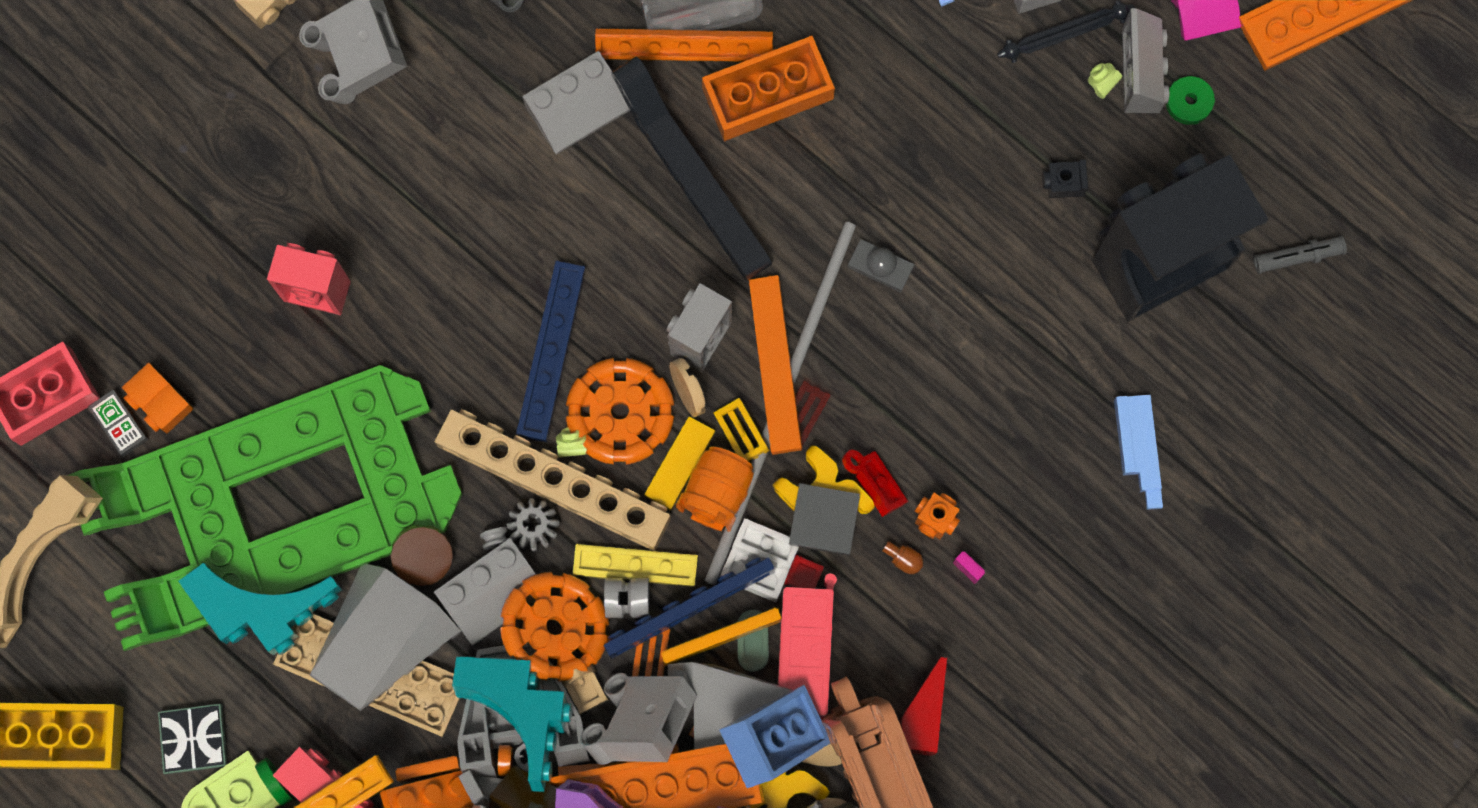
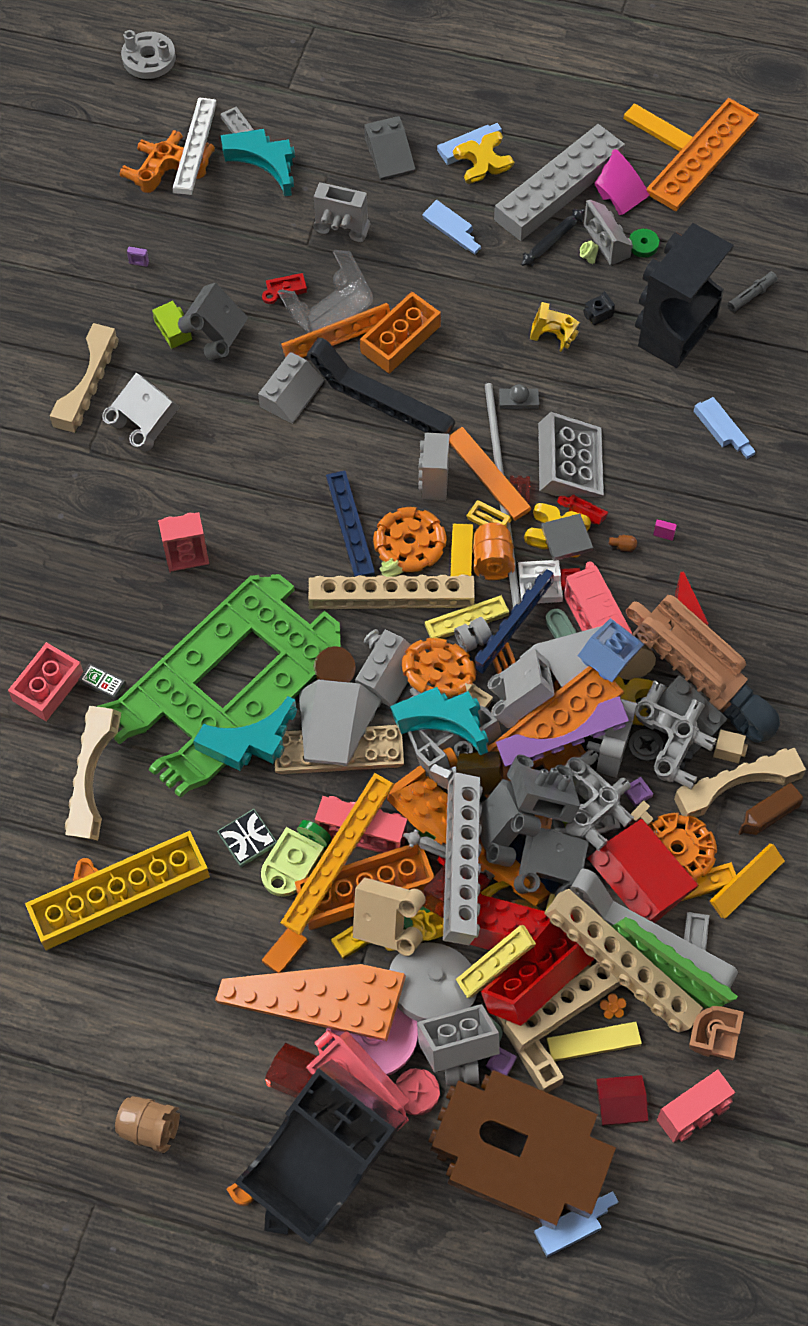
camera: 25 degrees left, 15 degrees down
(156, 398) = (120, 655): orange brick -> none
(525, 517) = (400, 618): light grey gear -> none
(687, 387) = (444, 504): tan tile -> none
(721, 636) = (543, 627): light orange tile -> none
(900, 394) = (570, 457): none -> light grey slope
(931, 525) = (630, 510): orange brick -> none
(982, 169) = (554, 322): none -> yellow tile

